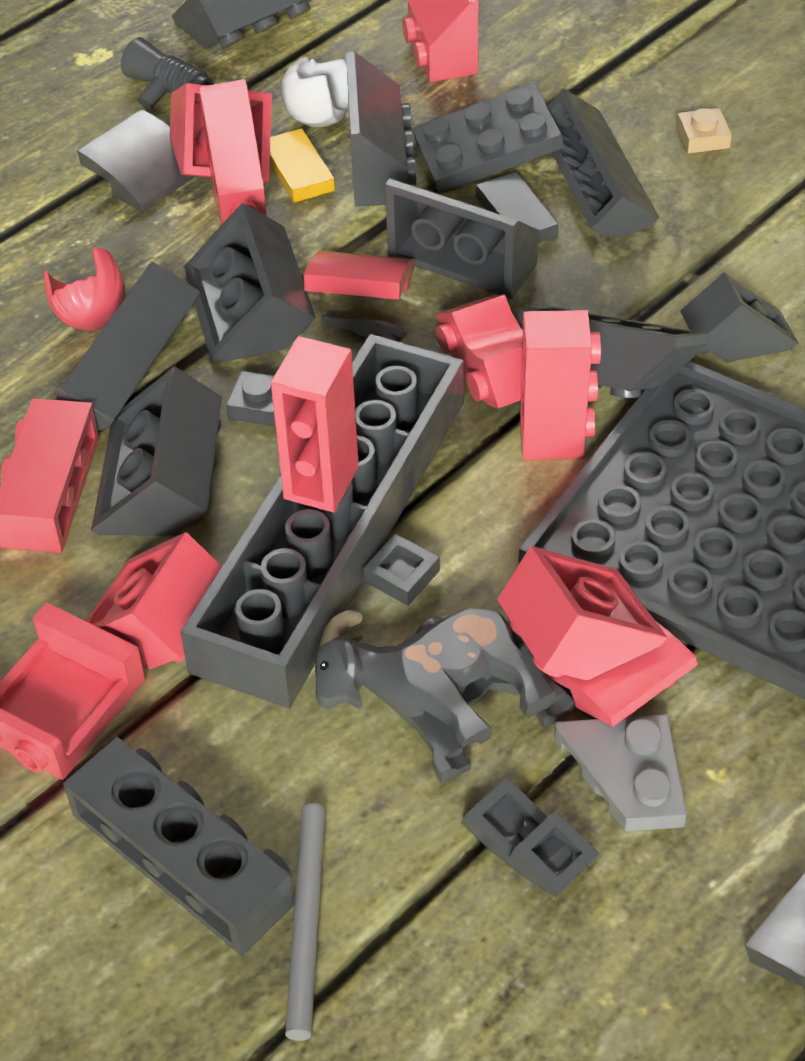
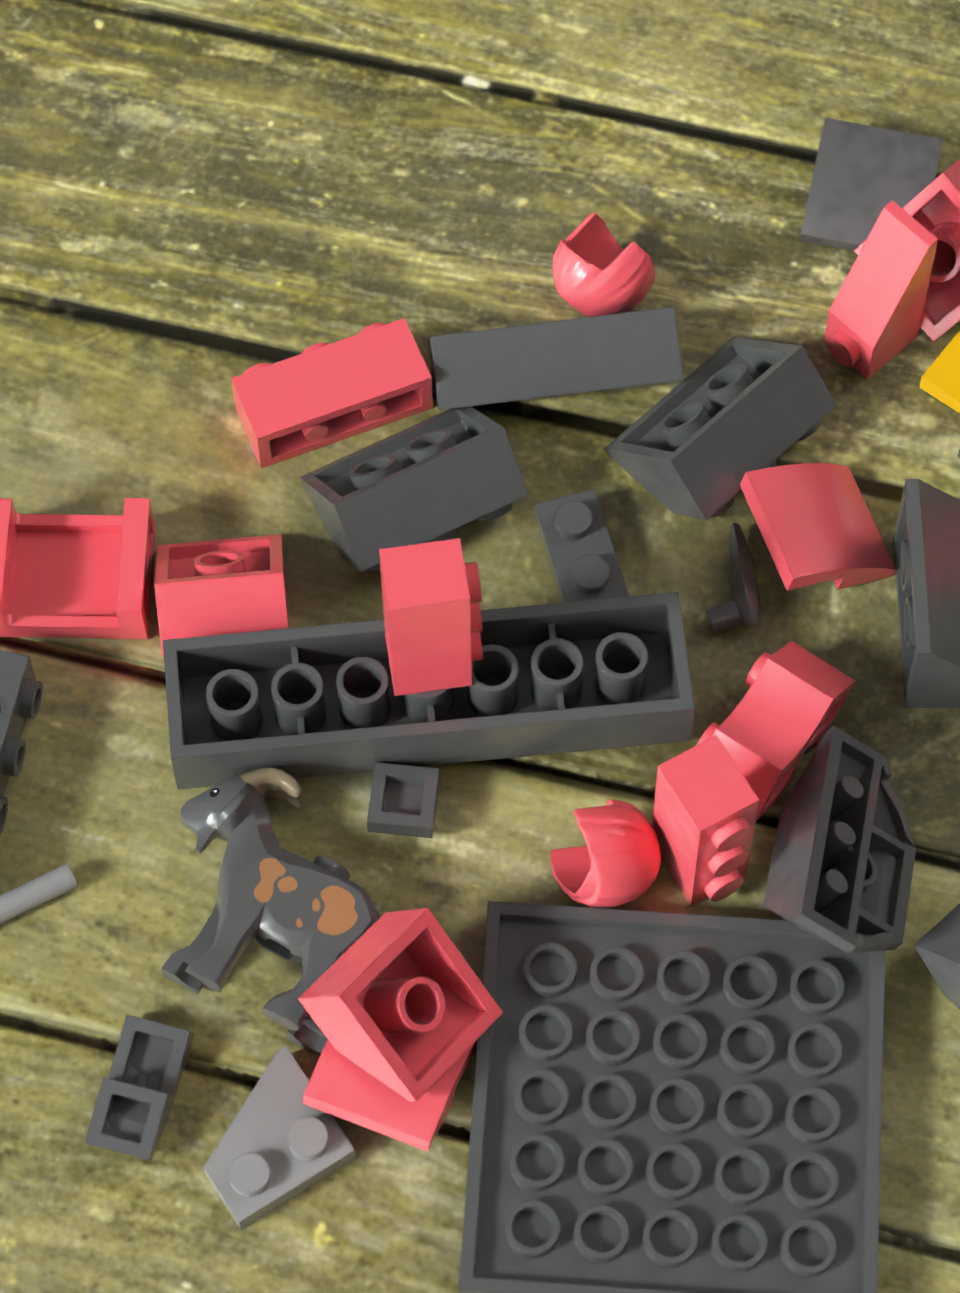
camera: 60 degrees right, 15 degrees up
(531, 466) = (617, 860): none -> coral hair

